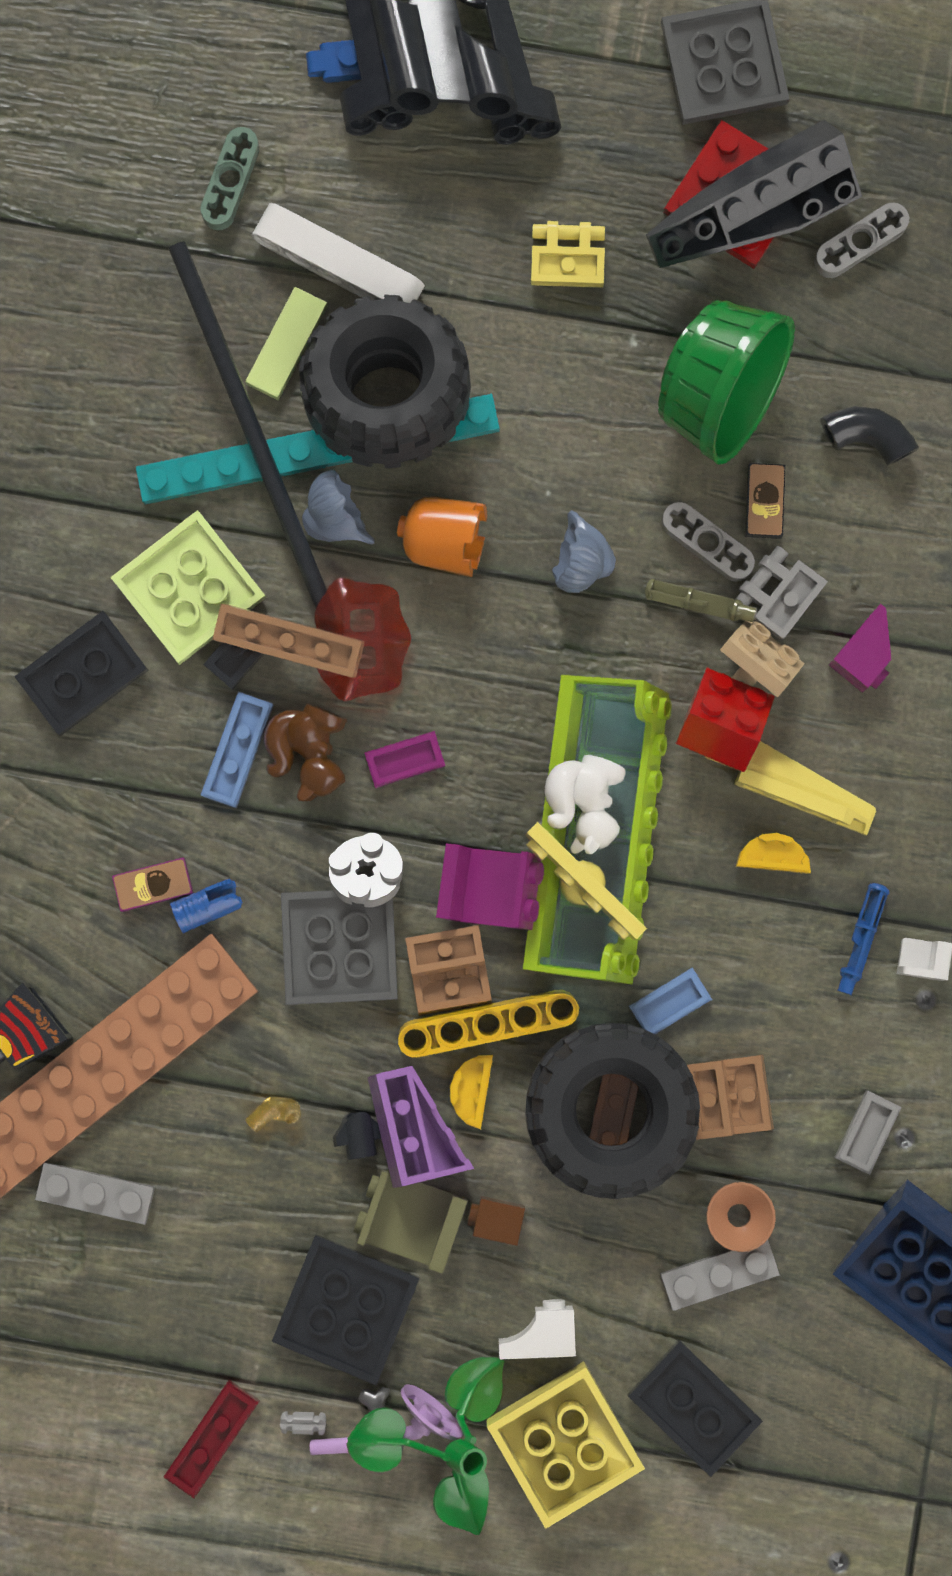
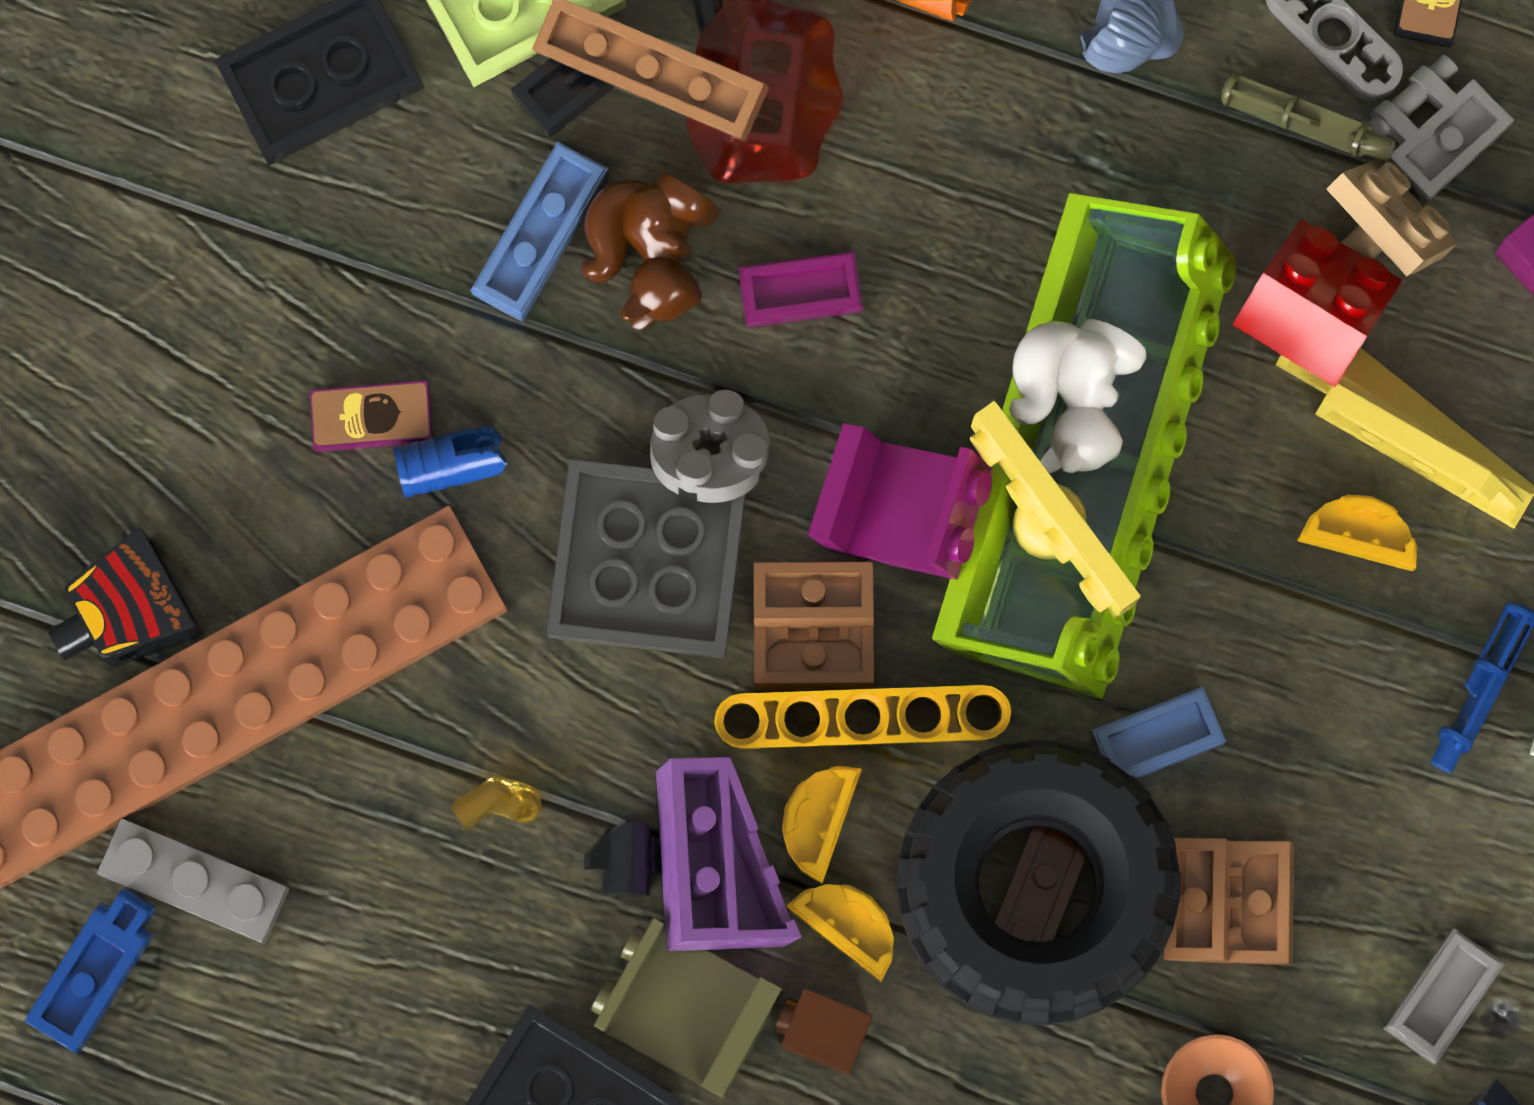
camera: 15 degrees right, 5 degrees down
(44, 1260) = (93, 971): none -> blue hinge
(501, 1150) = (850, 923): none -> yellow plate

